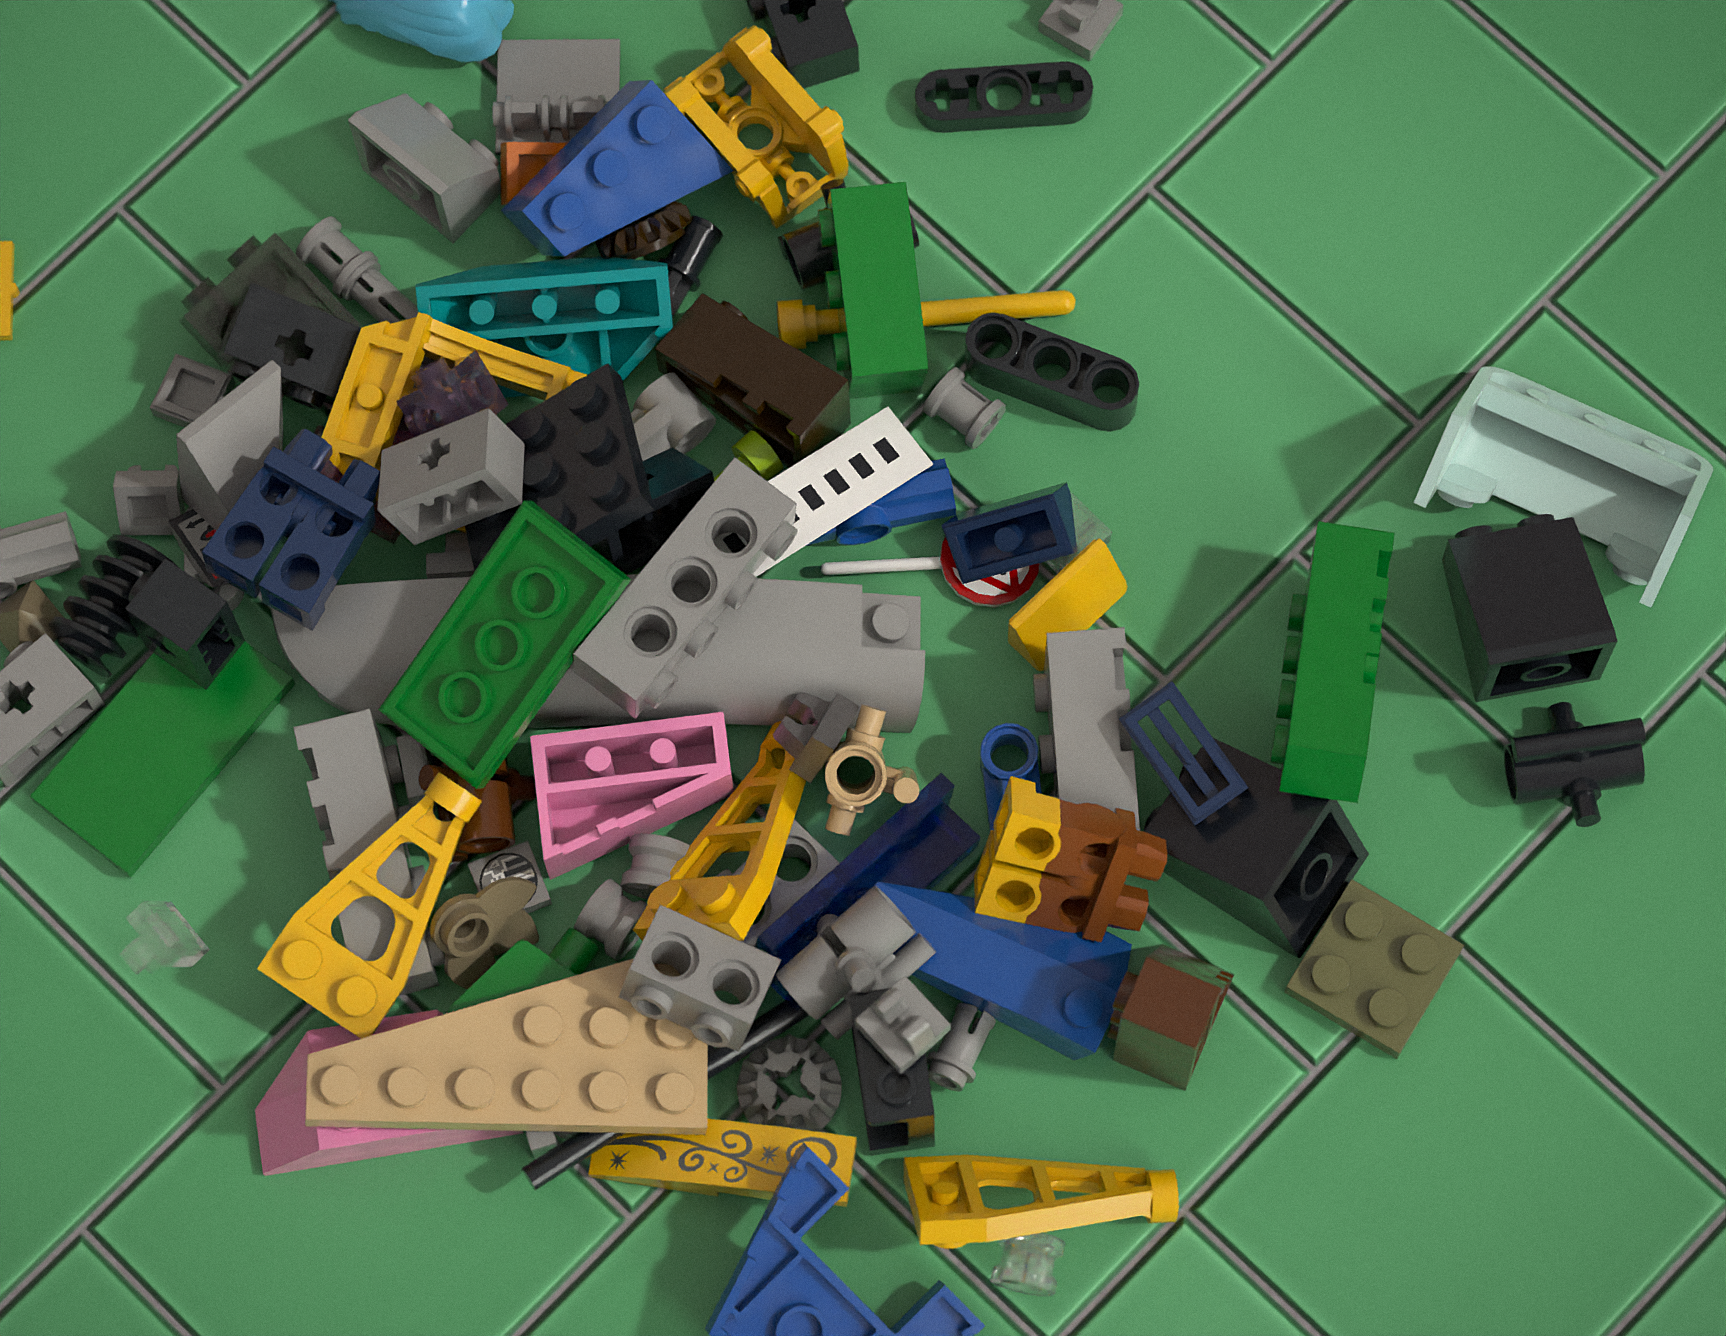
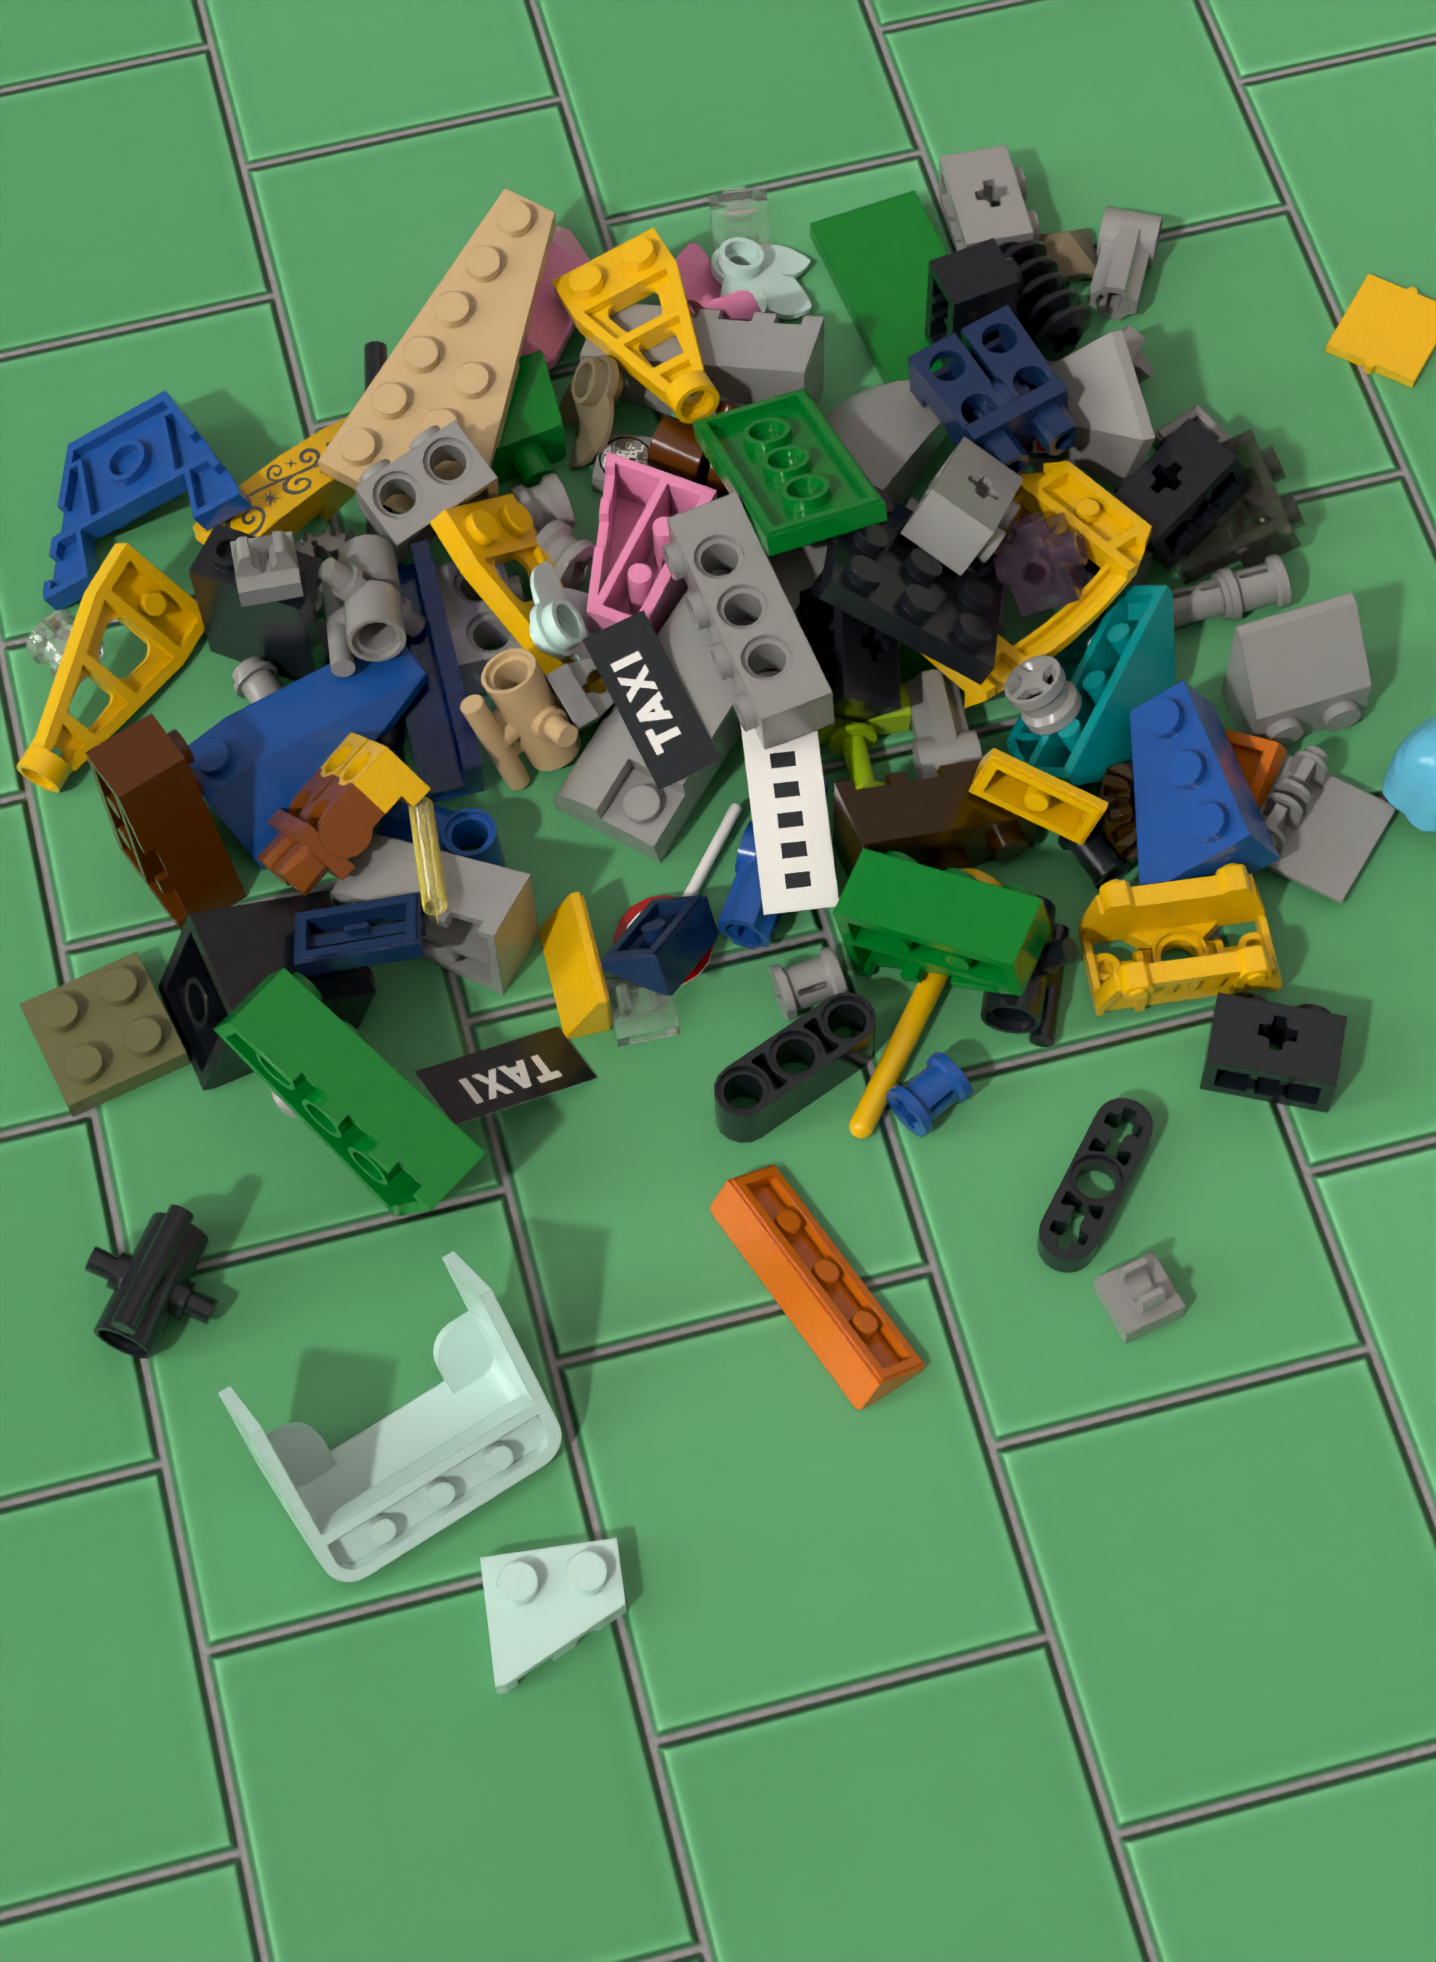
camera: 120 degrees right, 10 degrees down
(222, 873) = (765, 273): none -> light aqua plate
(273, 900) = (705, 290): none -> bright pink piece
(585, 347) = (1043, 695): none -> light grey wheel
(692, 292) = (1037, 796): none -> yellow slope
(762, 781) = (558, 616): none -> light aqua plate
(798, 652) = (651, 700): none -> black sticker
(1007, 257) = (929, 1094): none -> blue bush
(1070, 732) = (433, 828): none -> light yellow piece
(1212, 587) = (505, 1075): none -> black sticker
(1225, 261) = (815, 1286): none -> orange slope
(1527, 607) = (308, 1319): black slope -> none
(1617, 305) = (546, 1602): none -> light aqua wing

